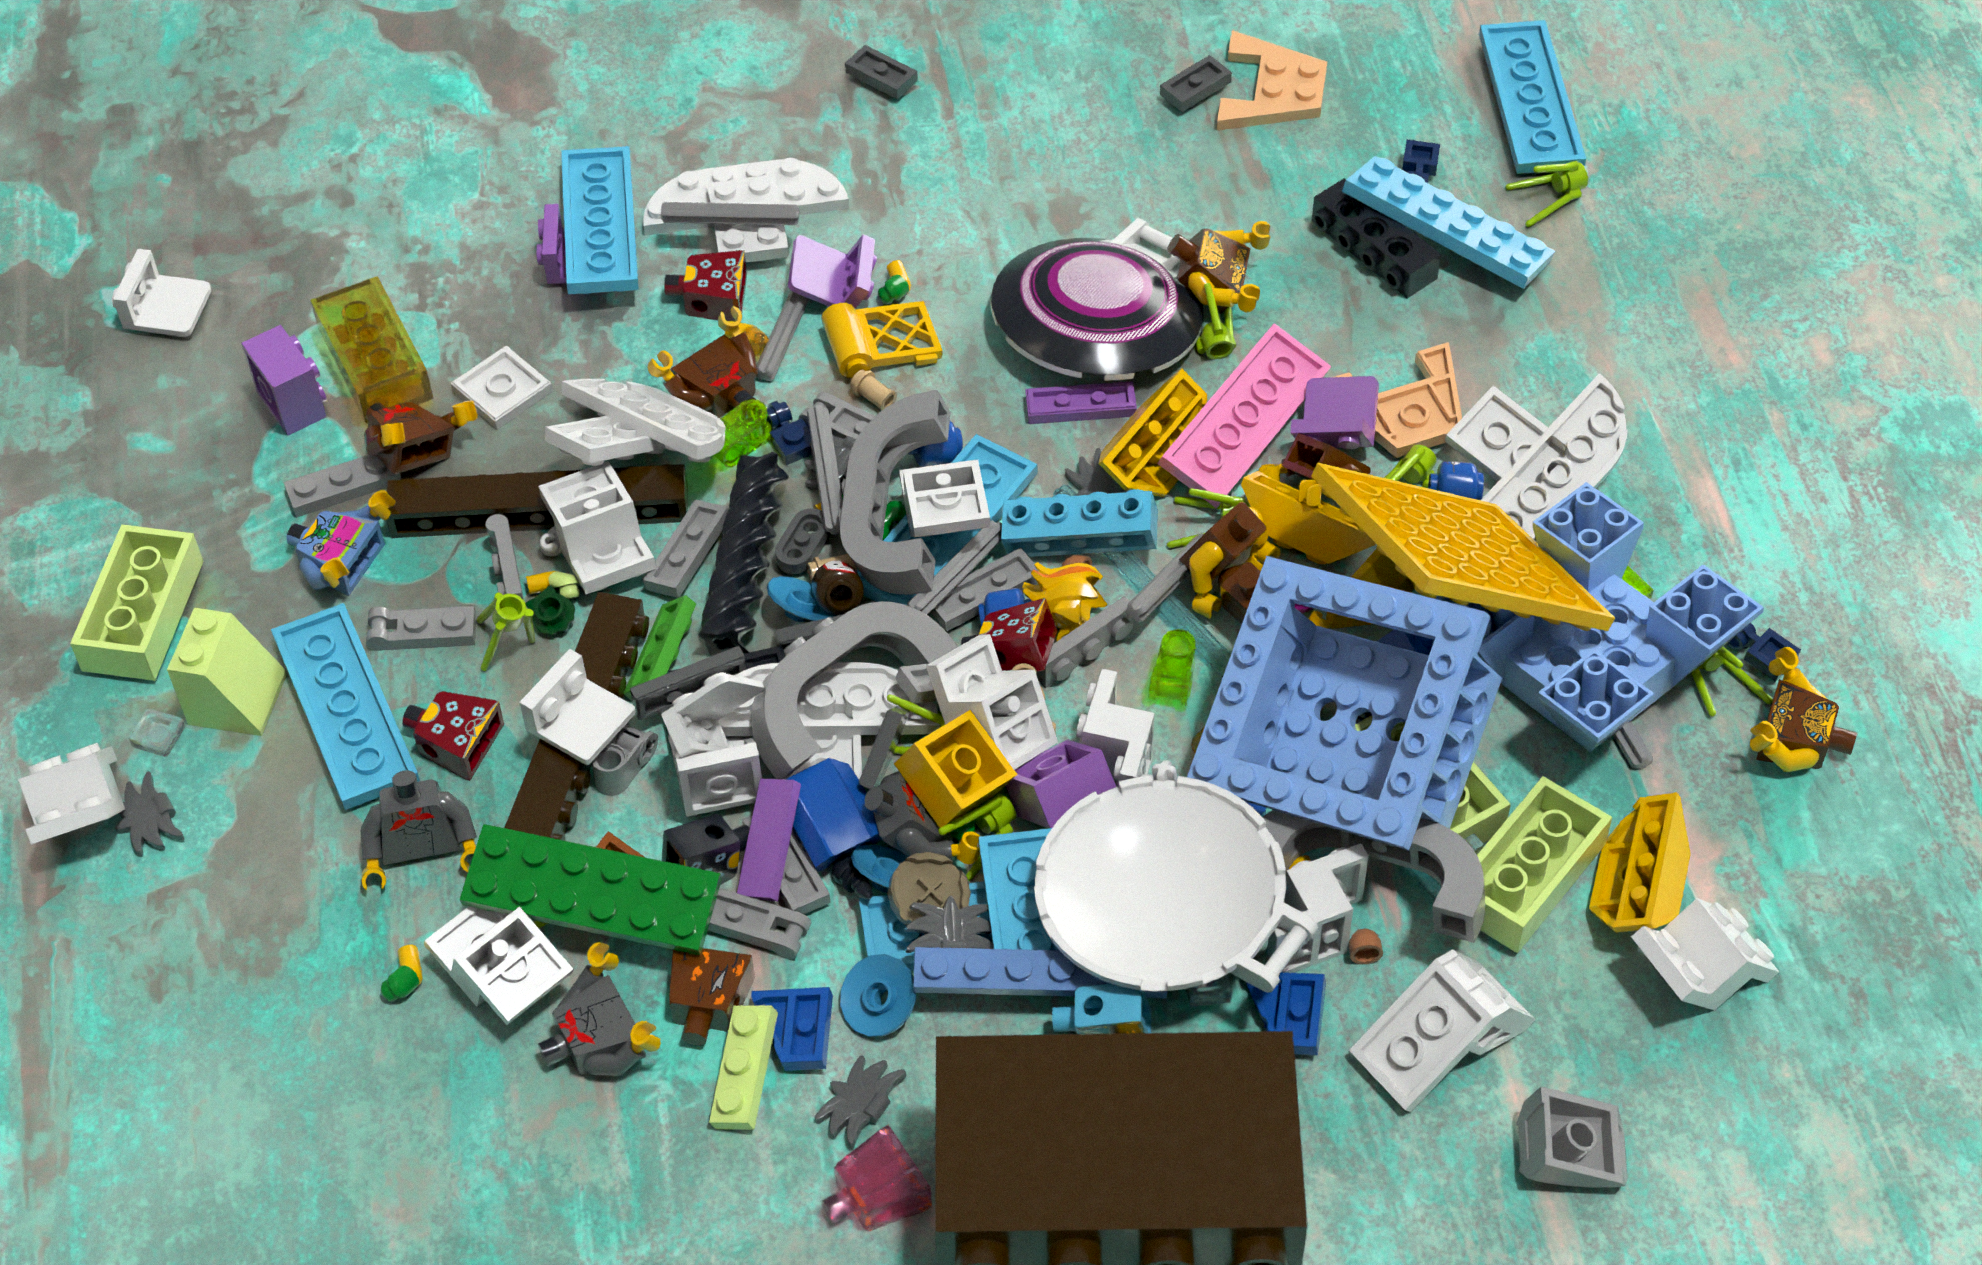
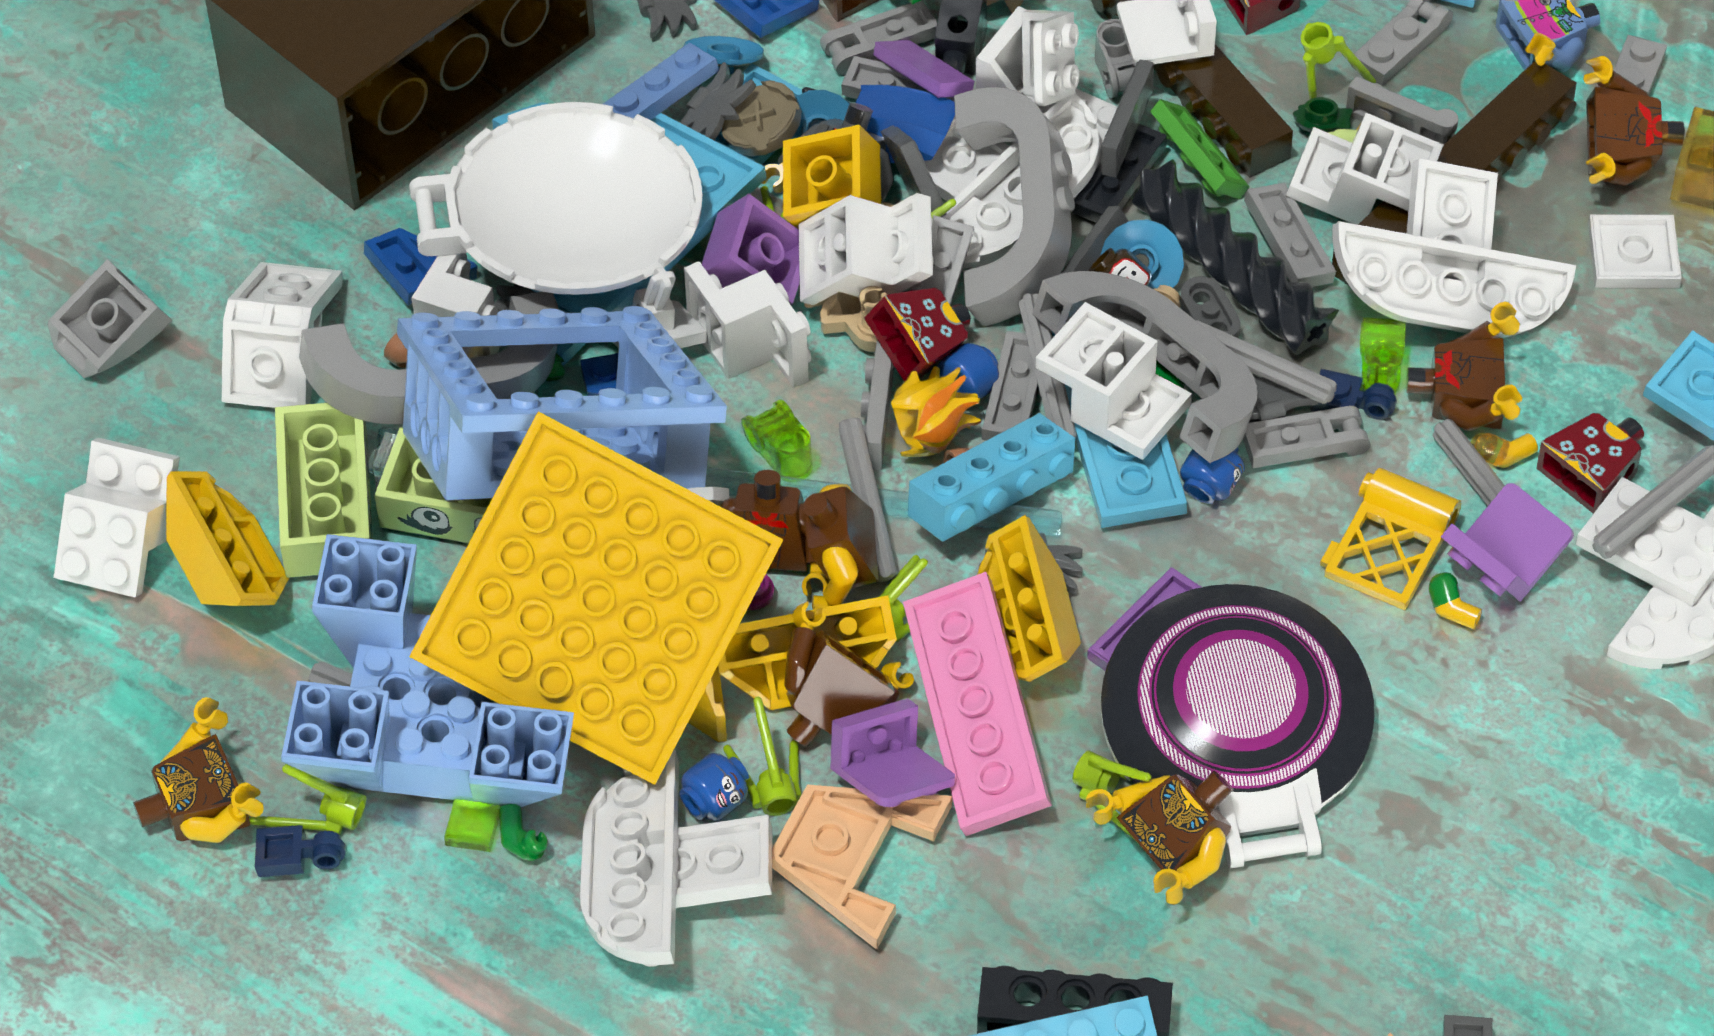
camera: 135 degrees right, 0 degrees up
(866, 385) = (1334, 483): tan pin -> none

